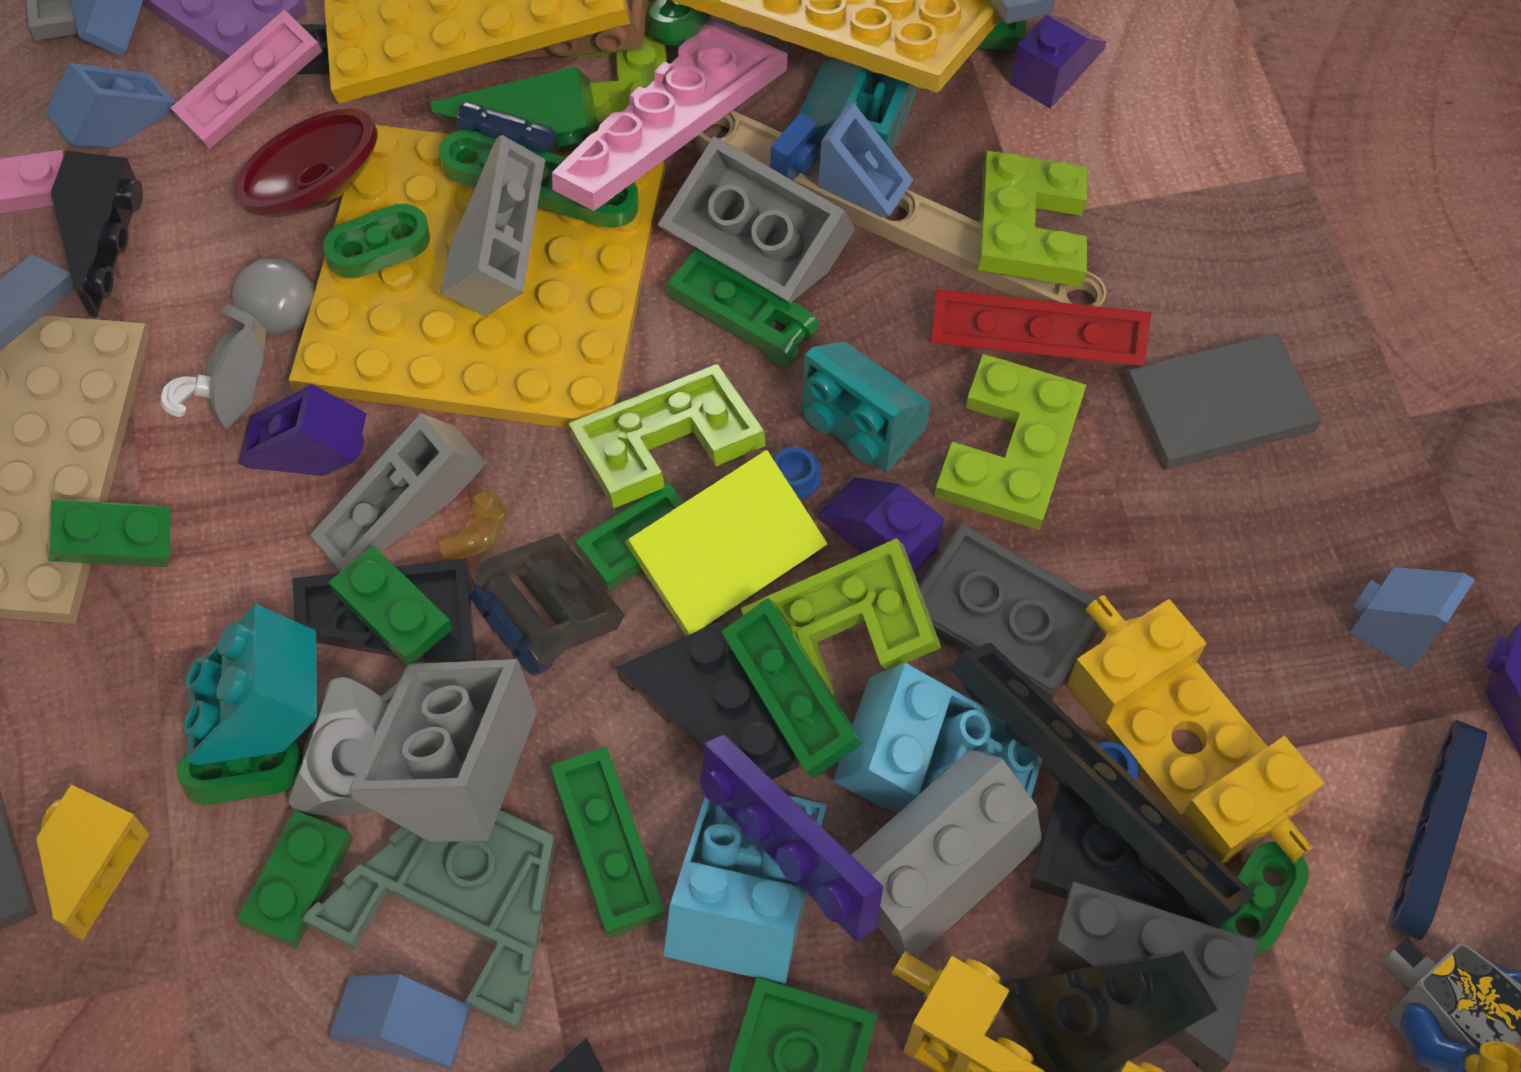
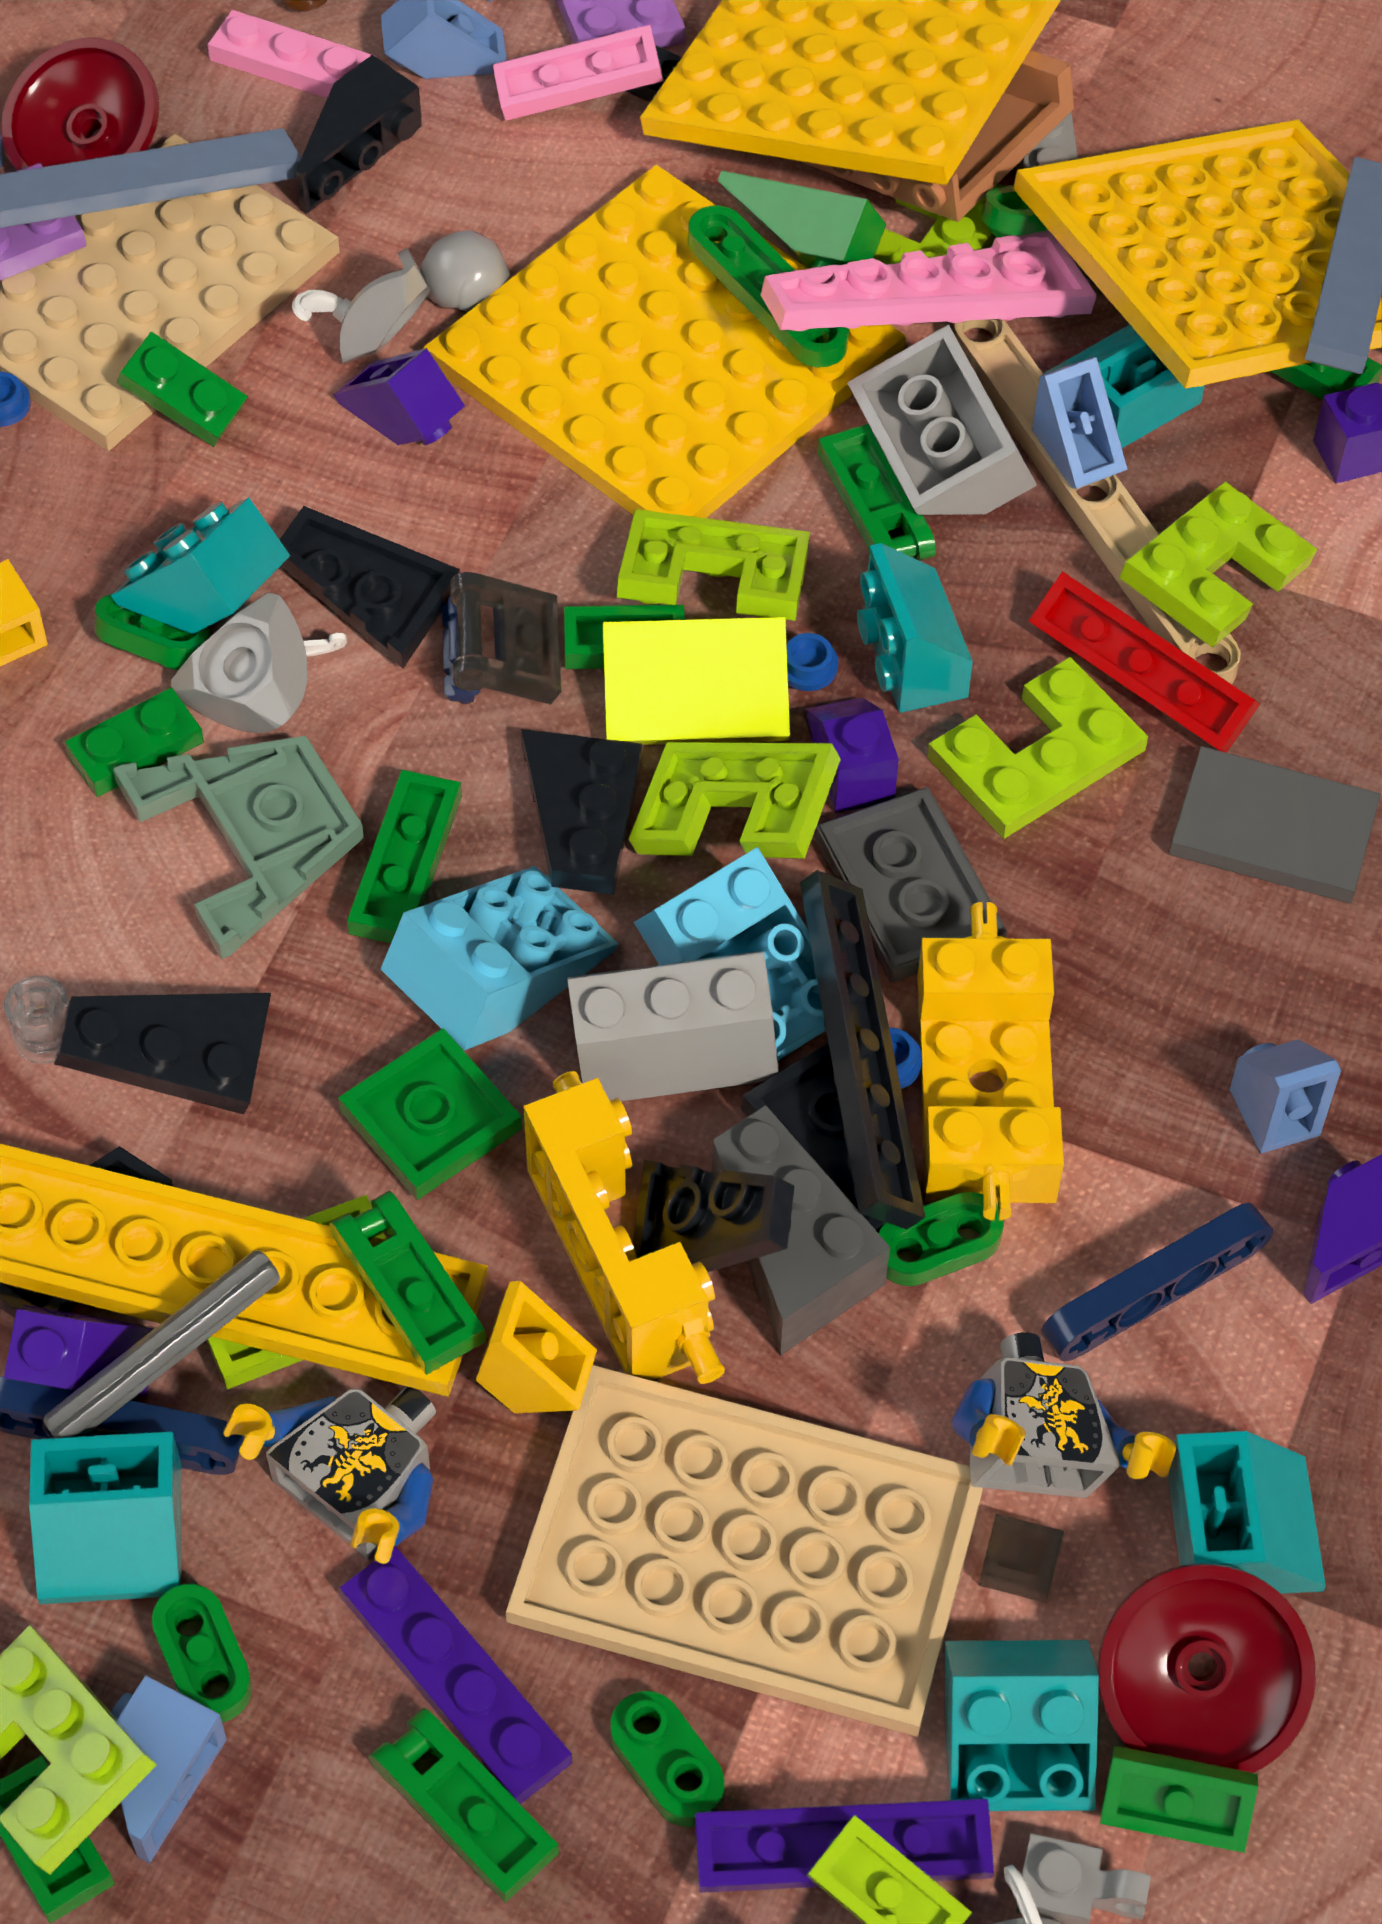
camera: 35 degrees right, 5 degrees down
(307, 164) = (573, 173): dark red dish -> none
(376, 240) = (581, 265): green plate -> none
(390, 605) = (365, 569): green plate -> none
(400, 491) = (449, 486): light grey slope -> none
(400, 1019) = (138, 894): medium blue slope -> none
(448, 748) = (324, 699): light grey slope -> none
(482, 529) = (495, 559): clear yellow arm -> none
(496, 232) = (687, 303): light grey slope -> none
(498, 123) = (768, 225): dark blue axle -> none
(791, 688) = (649, 819): green plate -> none
(791, 838) = (544, 922): dark purple plate -> none
(796, 148) = (1018, 380): blue plate -> none

